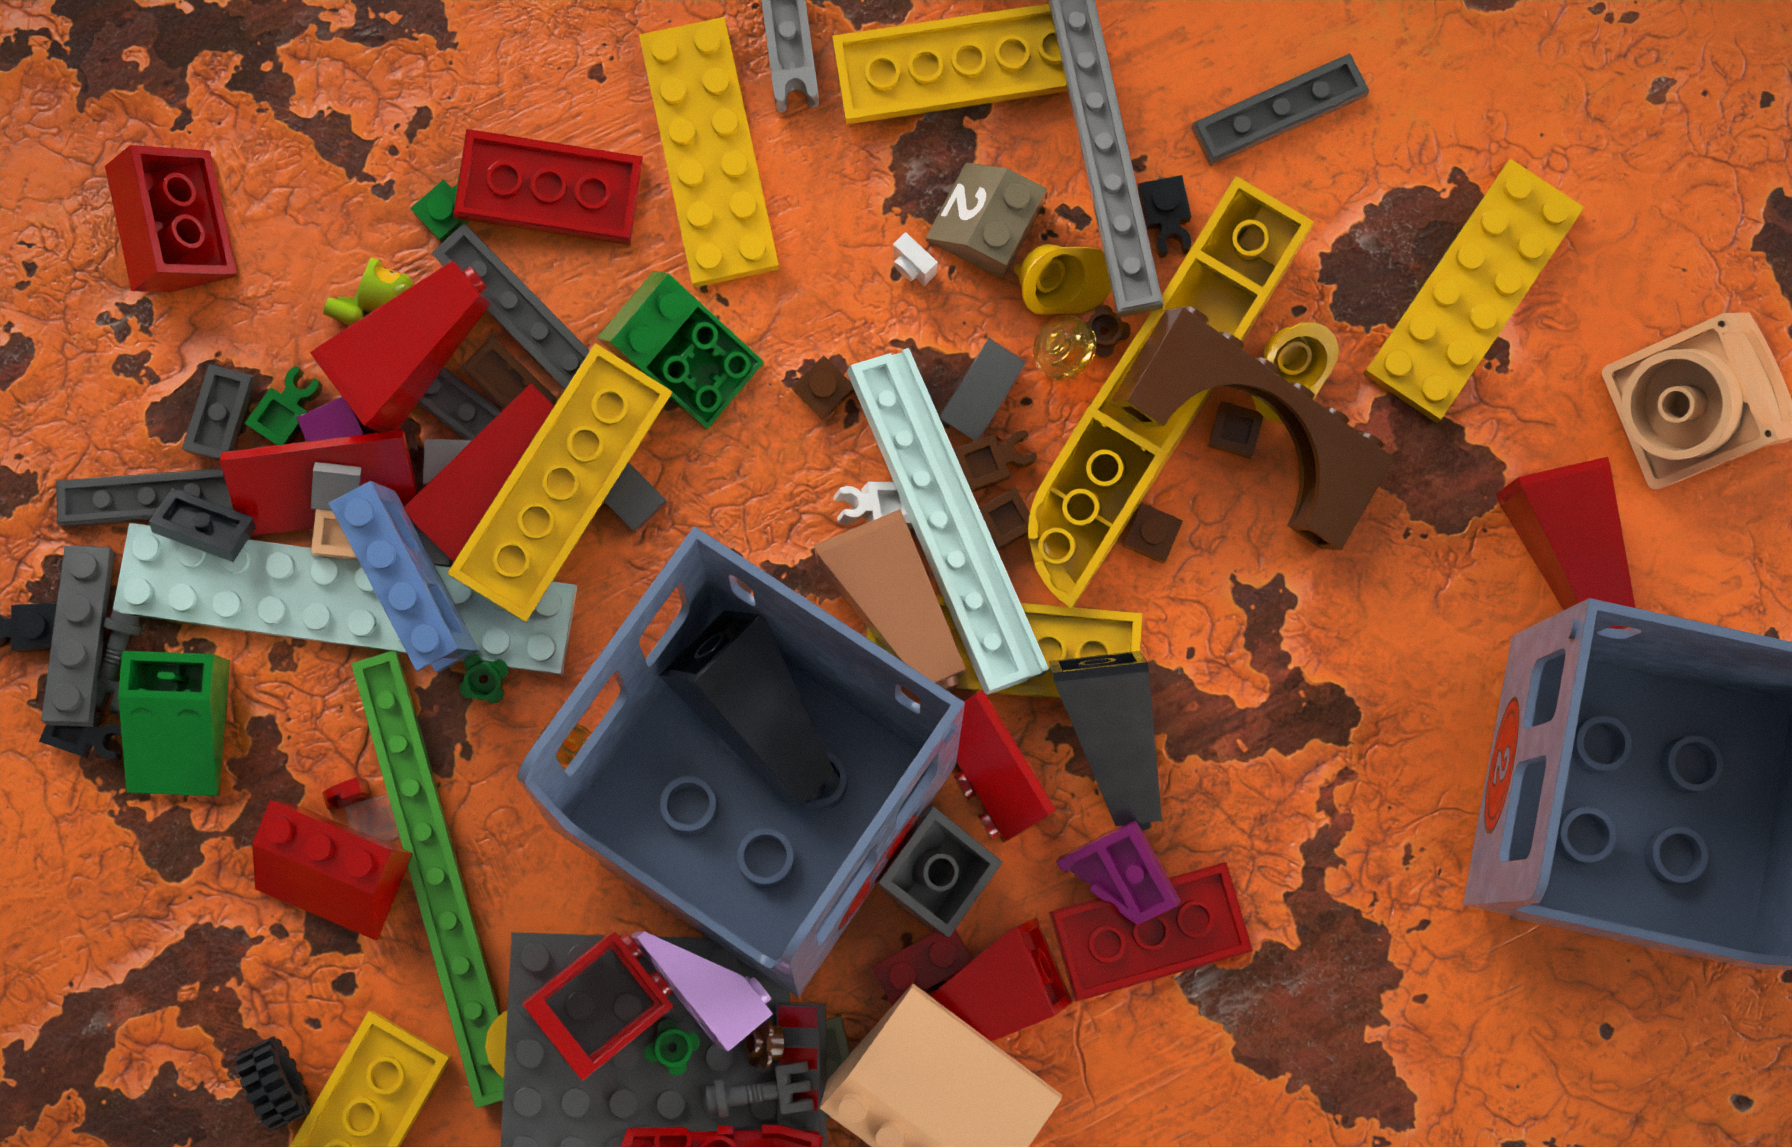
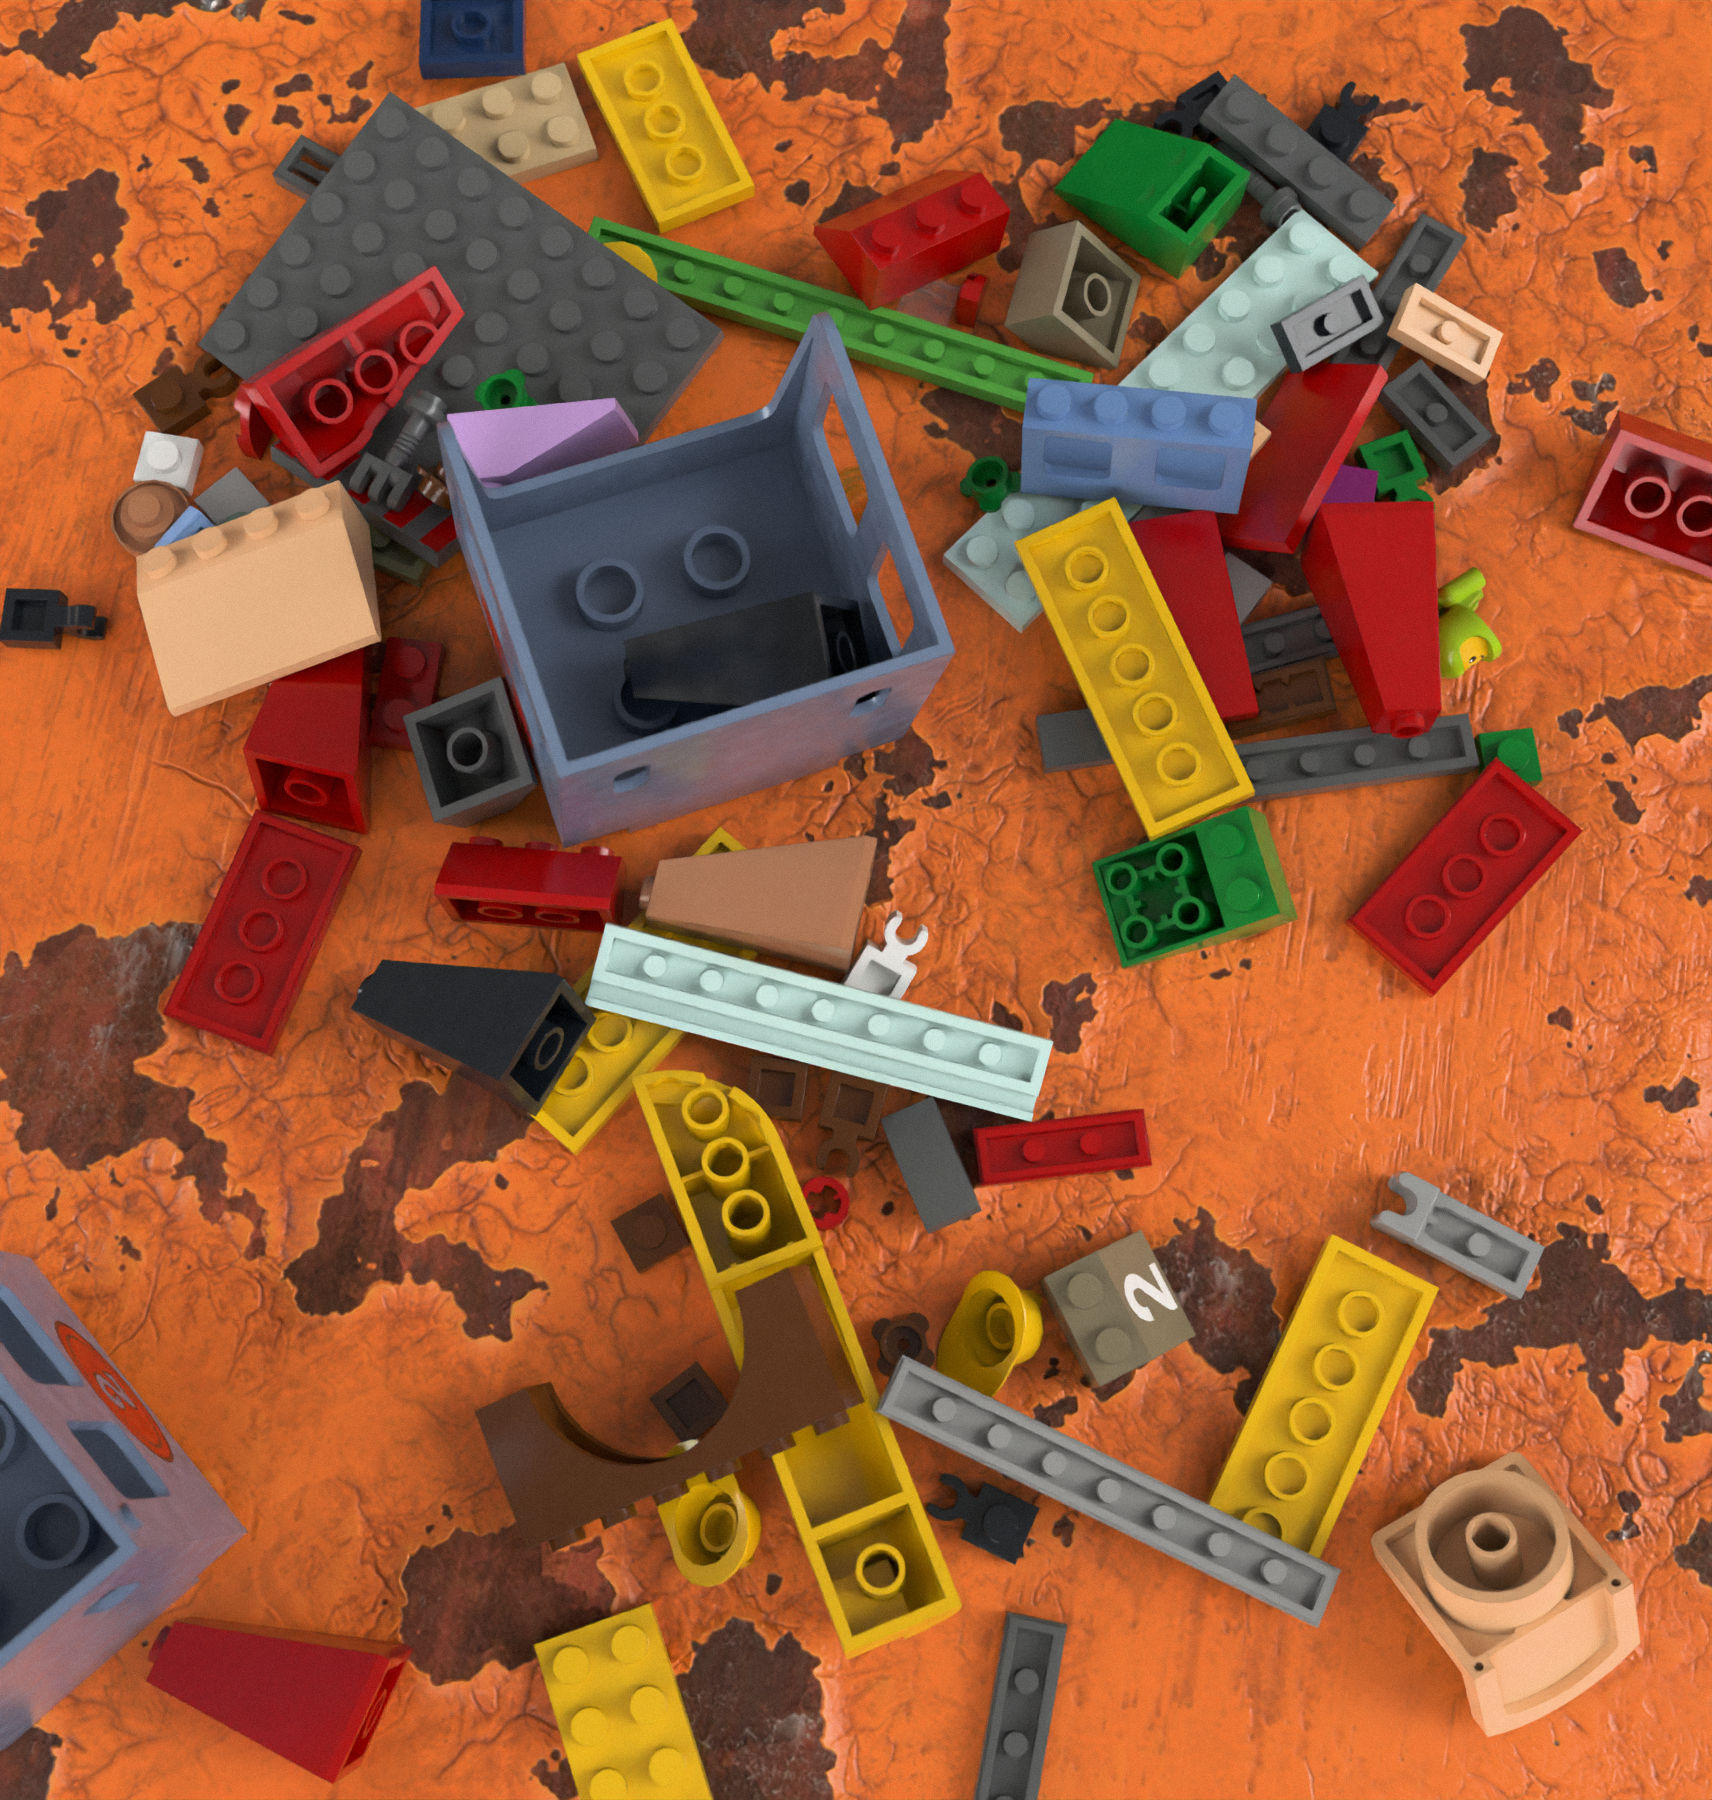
camera: 125 degrees right, 5 degrees down
(150, 444) = (1445, 334): none -> light nougat plate
(273, 1083) = (750, 62): black tyre -> none
(299, 720) = (1073, 297): none -> dark tan slope
(332, 482) = (1280, 459): light grey tile -> none
(652, 985) = (589, 298): red window -> none
(709, 152) = (1396, 1071): yellow plate -> none
(823, 387) = (1052, 1006): reddish brown plate -> none
(910, 320) = (1061, 1148): none -> red tile
(913, 260) = (1122, 1192): white plate -> none
(1062, 428) = (816, 1187): none -> red bush
(1064, 347) = (912, 1283): clear yellow plate -> none
(1124, 872) = (331, 936): magenta wing -> none

